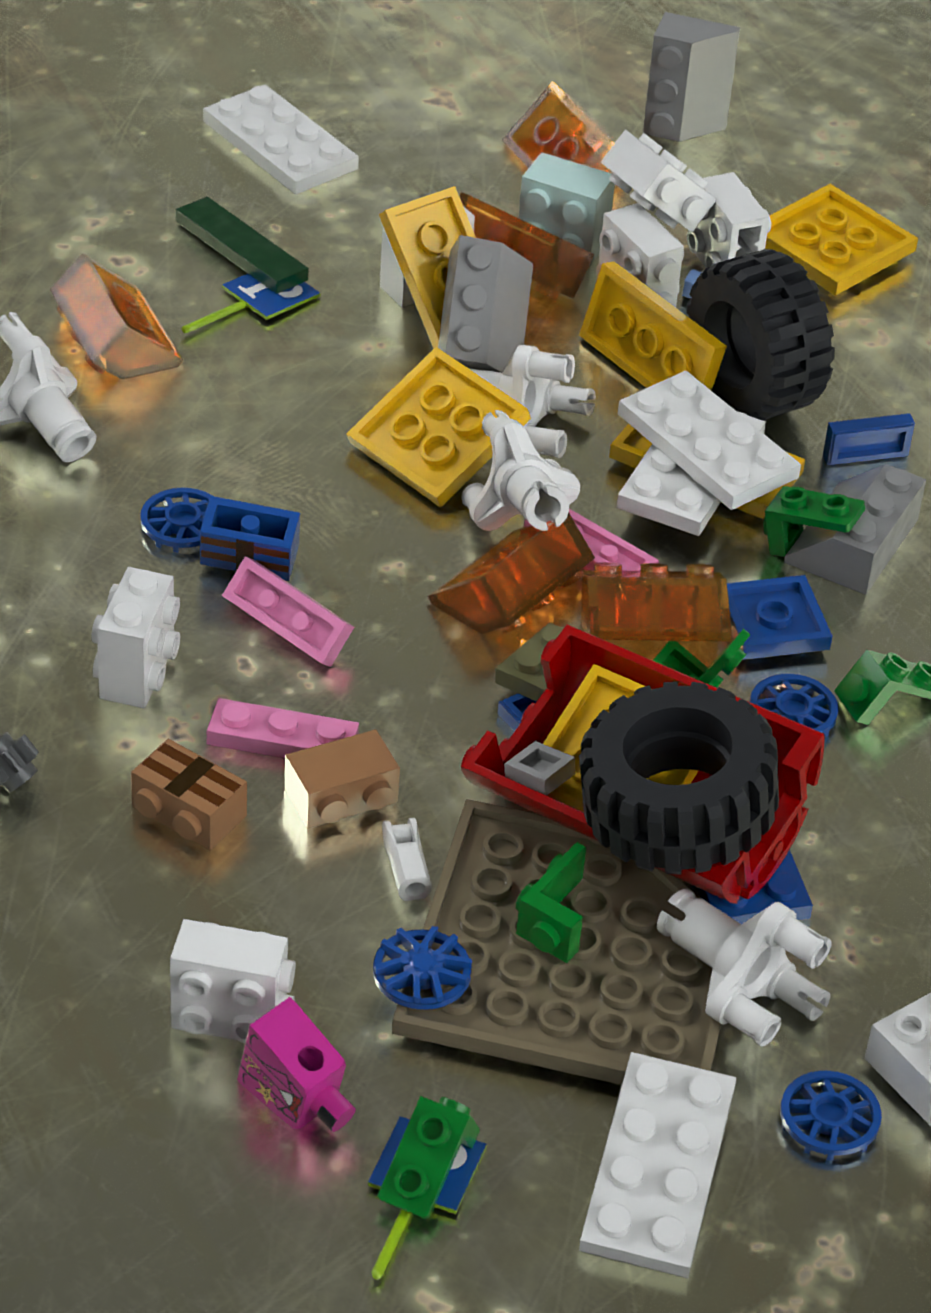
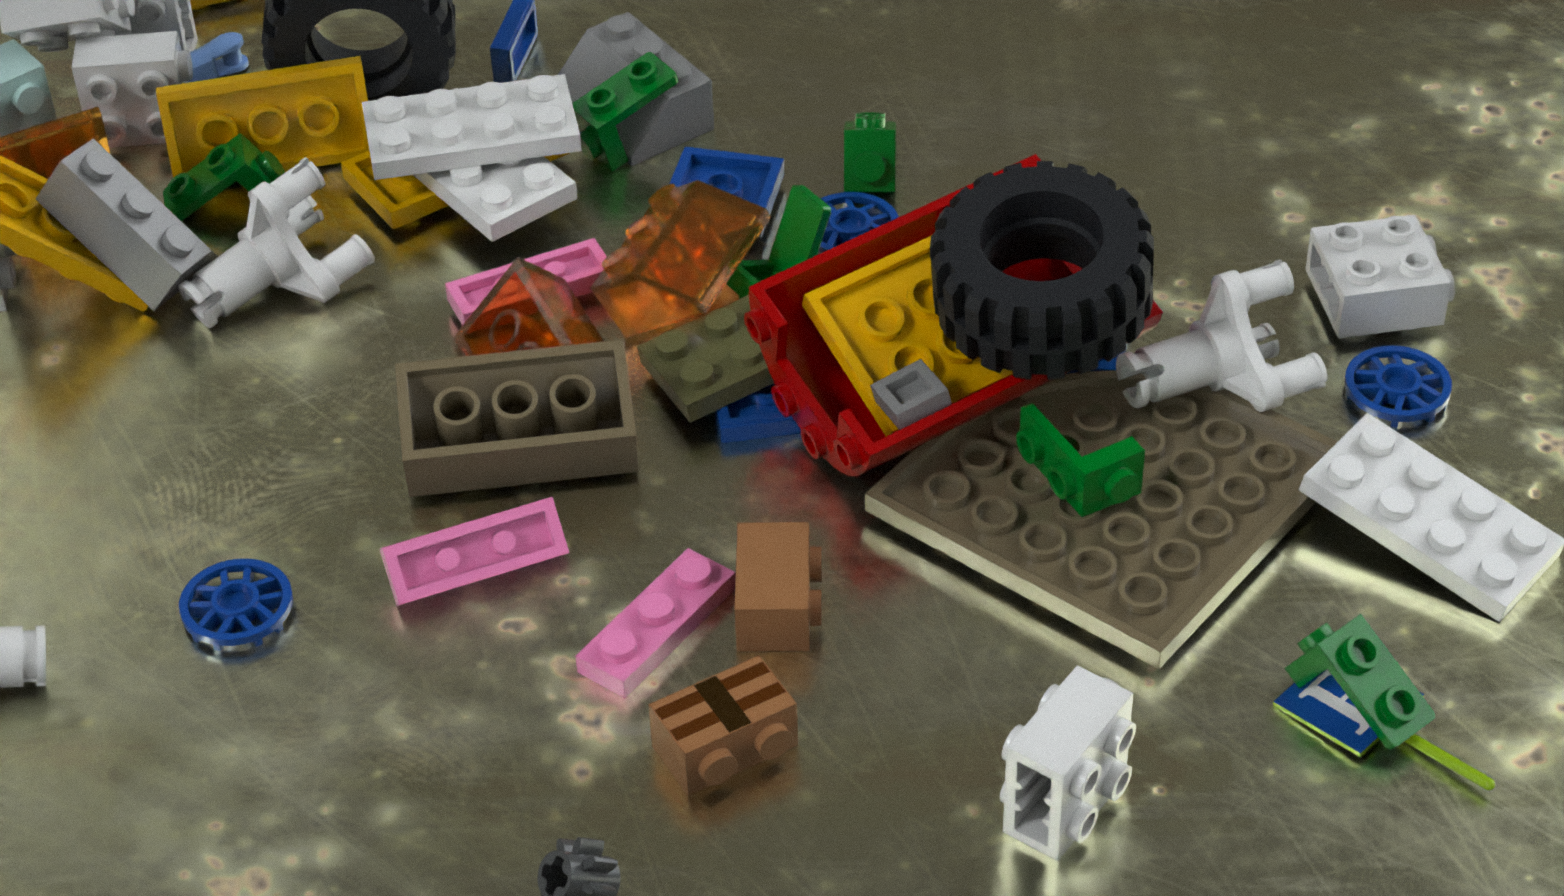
camera: 60 degrees left, 0 degrees up
(136, 637) = (458, 684): white brick -> none
(250, 530) = (342, 538): blue brick -> none
(294, 1069) = (1208, 751): dark pink torso -> none
(407, 859) = (910, 574): white bar -> none
(414, 578) = (516, 418): none -> dark tan slope
(422, 968) = (1106, 600): blue wheel -> none
(432, 426) = (272, 327): yellow plate -> none
(519, 481) = (440, 281): white wheel -> none
(602, 350) = (222, 167): none -> green bracket

